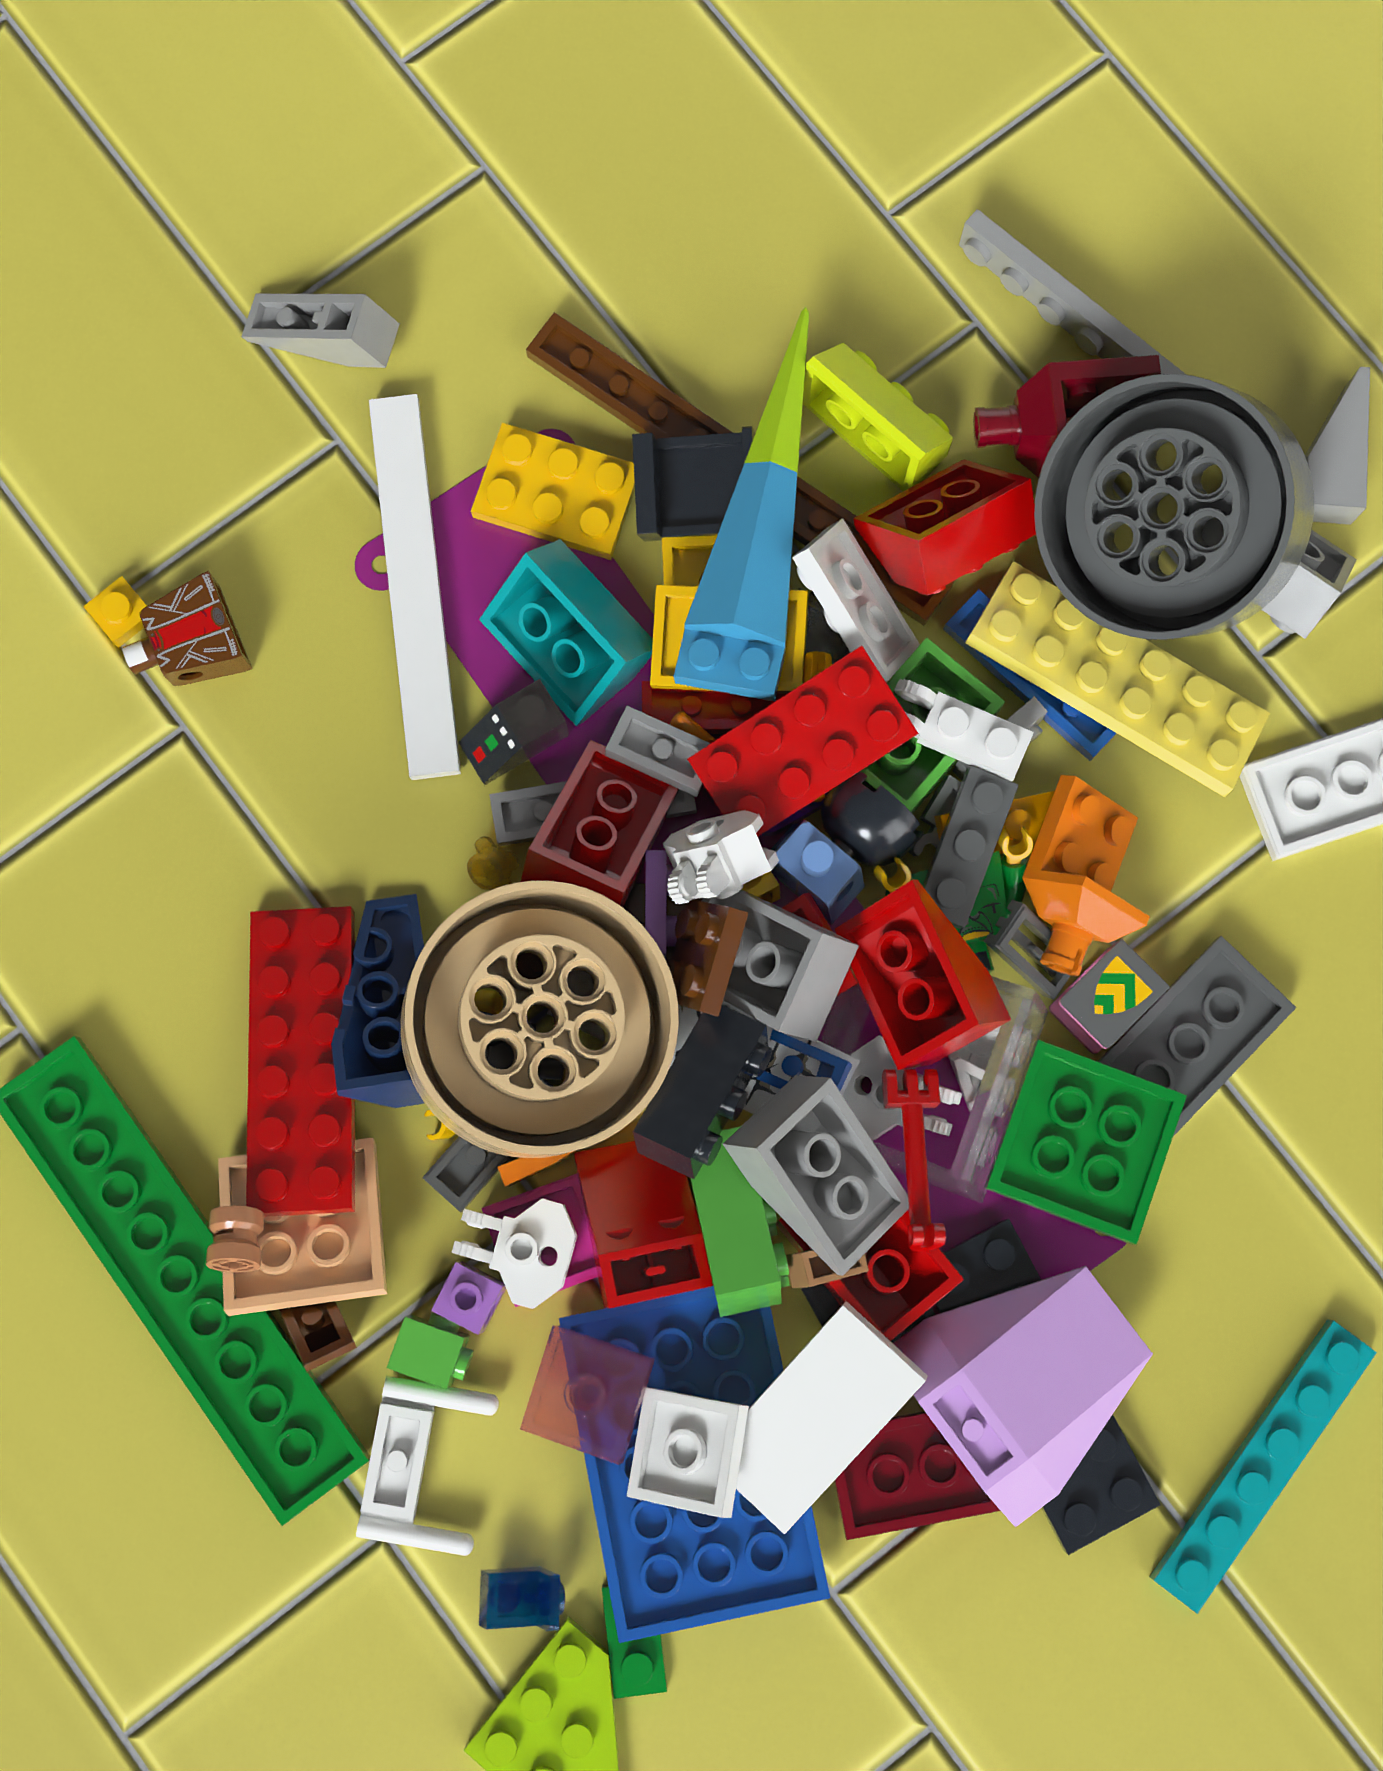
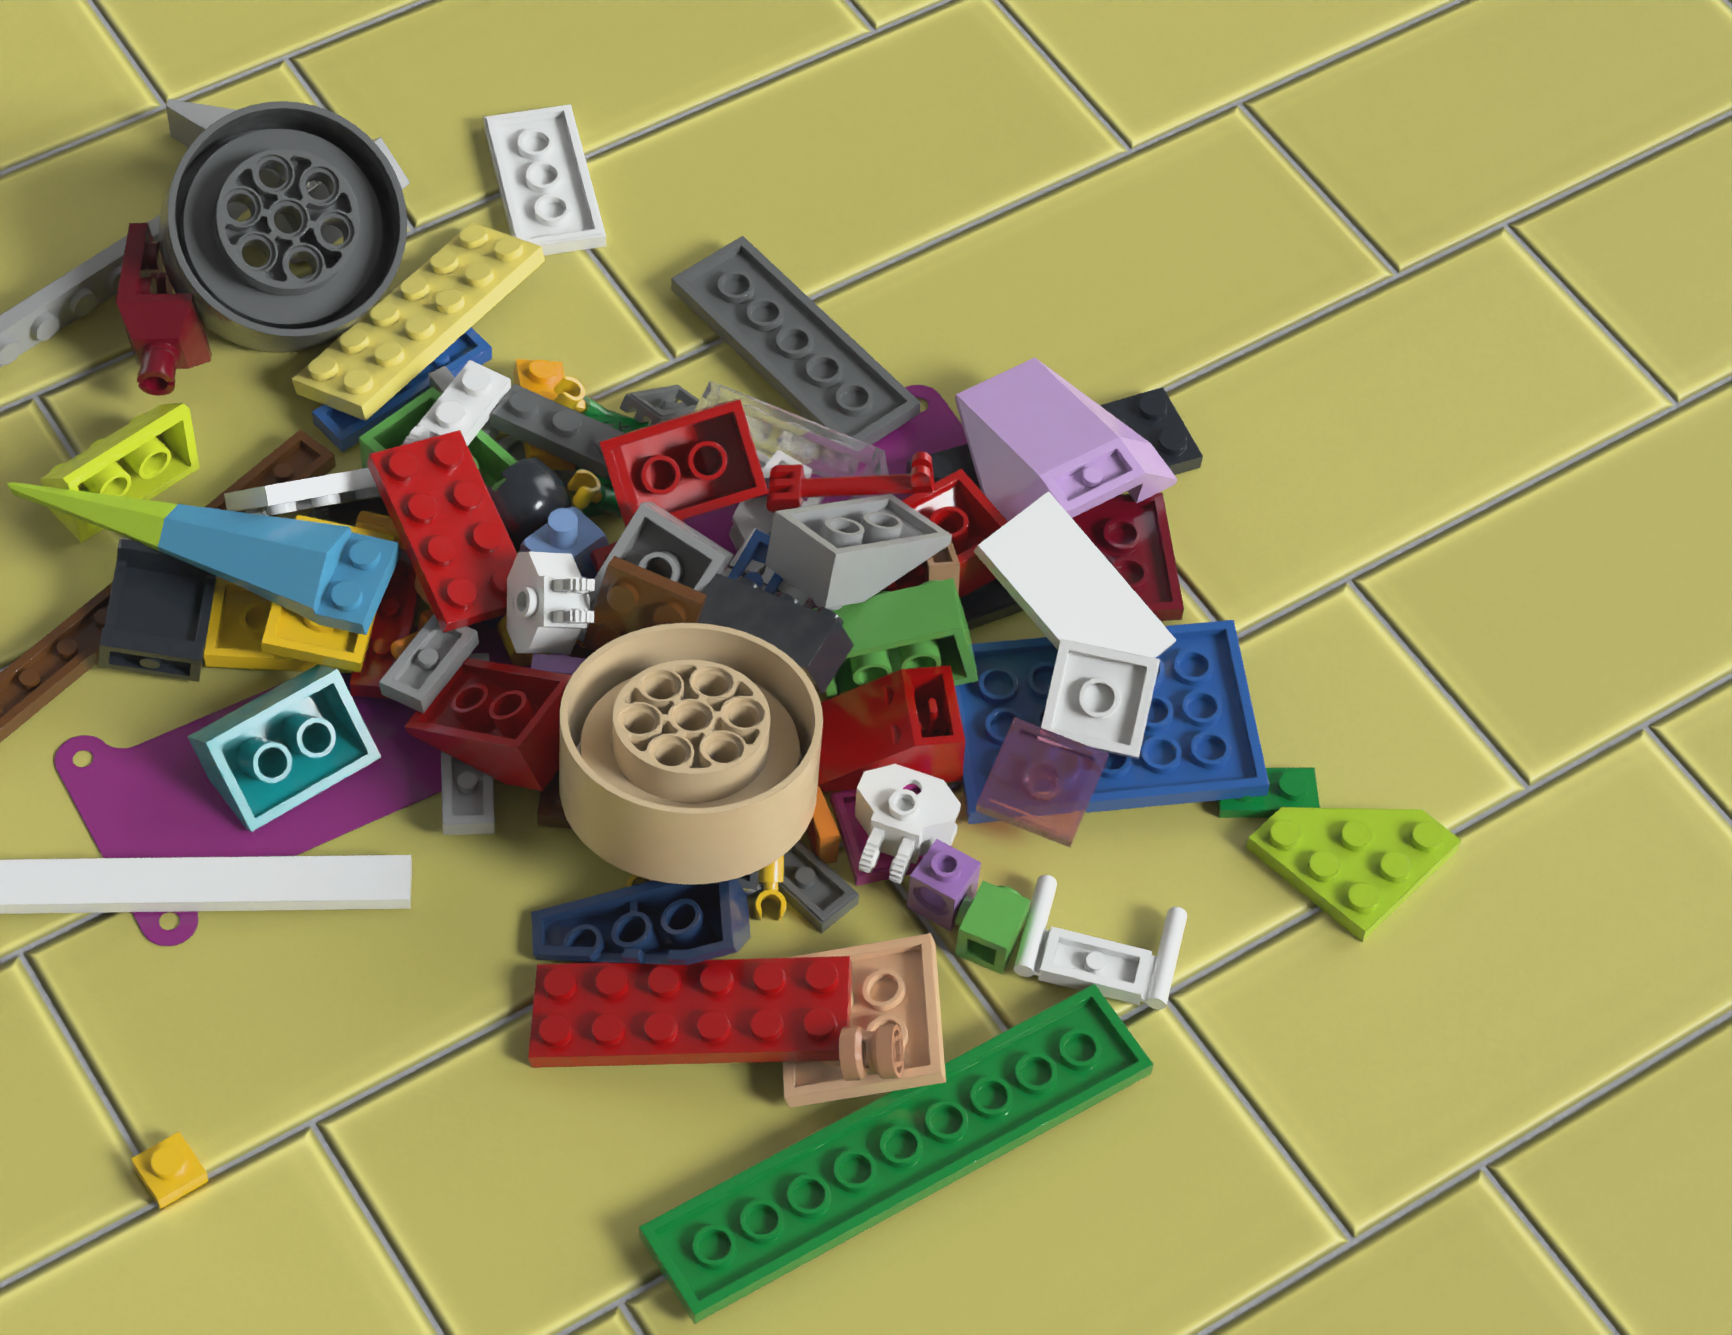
camera: 90 degrees left, 25 degrees down
(189, 635) = (215, 1090): reddish brown torso -> none
(318, 1333) = (971, 1007): reddish brown slope -> none
(491, 864) = (527, 836): clear yellow plate -> none
(514, 732) = (381, 798): slope -> none
(520, 1598) = (1228, 865): clear blue bracket -> none
(555, 491) = (127, 751): yellow plate -> none
(949, 525) = (247, 419): red slope -> none
(1075, 871) = (628, 364): orange plate -> none
(1085, 1142) = (850, 378): green plate -> none
(1108, 997) = (713, 350): piece -> none
(1262, 1465) = (1133, 319): teal plate -> none

